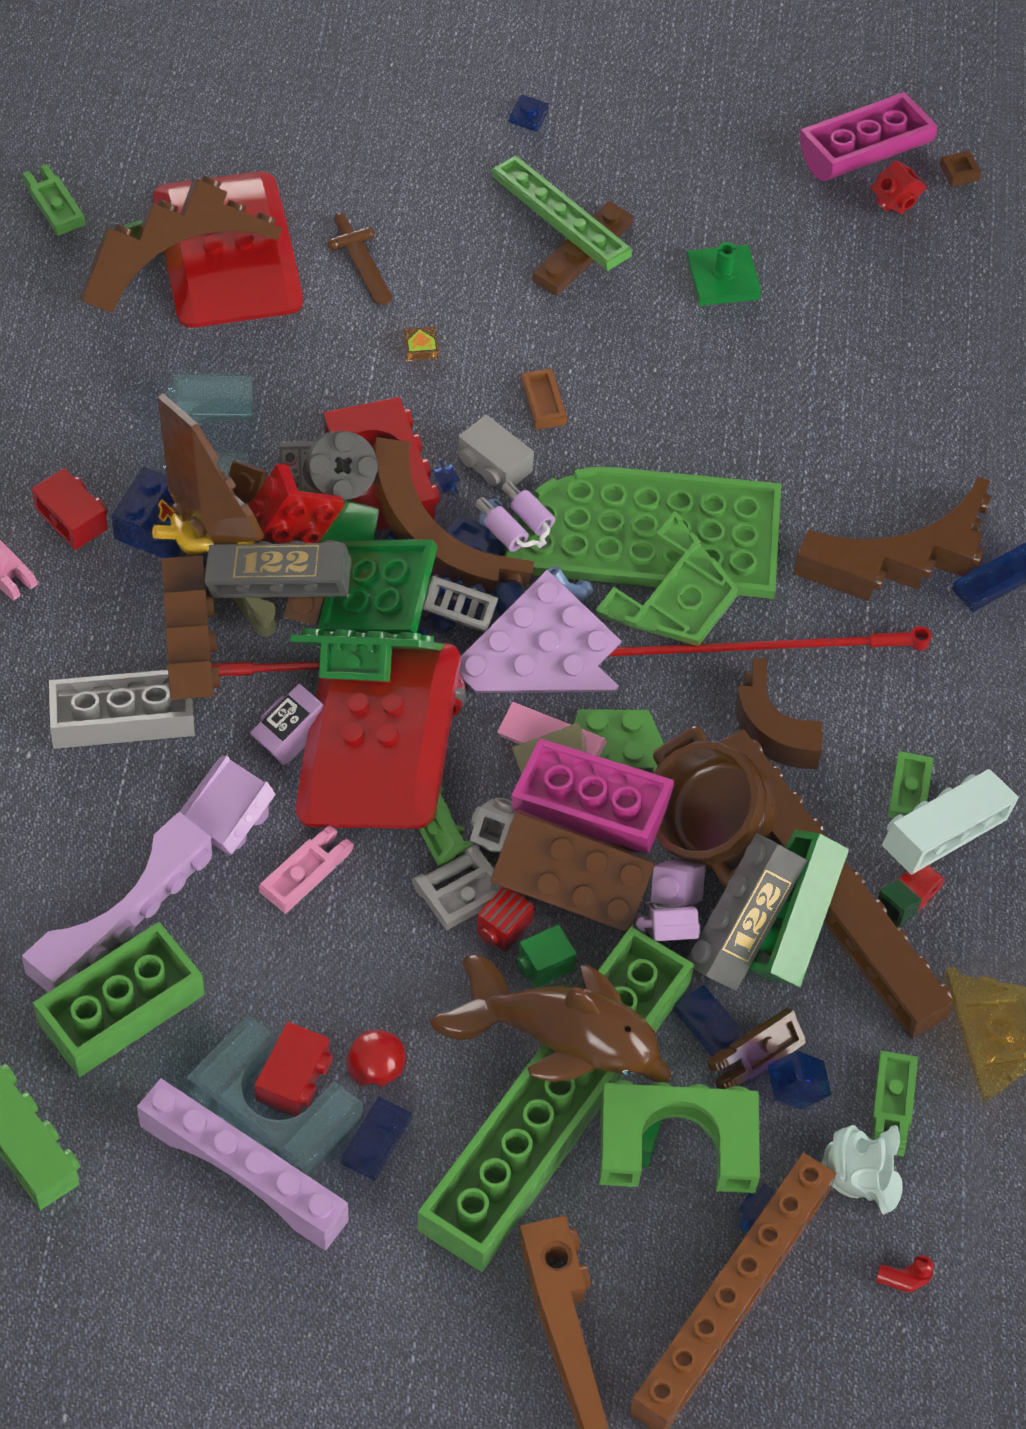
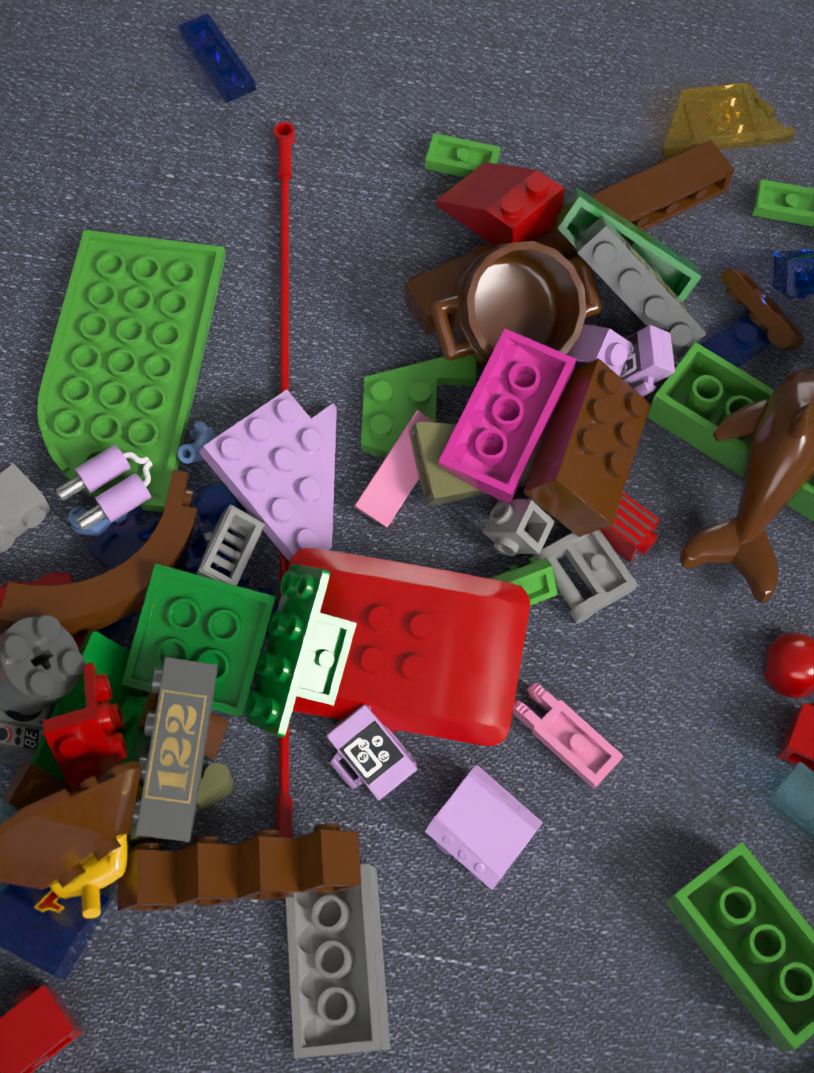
camera: 85 degrees left, 10 degrees up
(176, 853) = (698, 1019): lavender arch -> none
(446, 477) = (28, 566): clear blue plate -> none
(546, 956) = (670, 489): green brick -> none
(686, 600) = (228, 319): bright green wing -> none
(781, 737) = (386, 273): reddish brown arch -> none
(837, 801) = (504, 203): none -> red slope
(863, 564) = (197, 167): reddish brown arch -> none
(910, 893) = (580, 168): leg -> none
(949, 820) = (515, 121): light aqua brick -> none

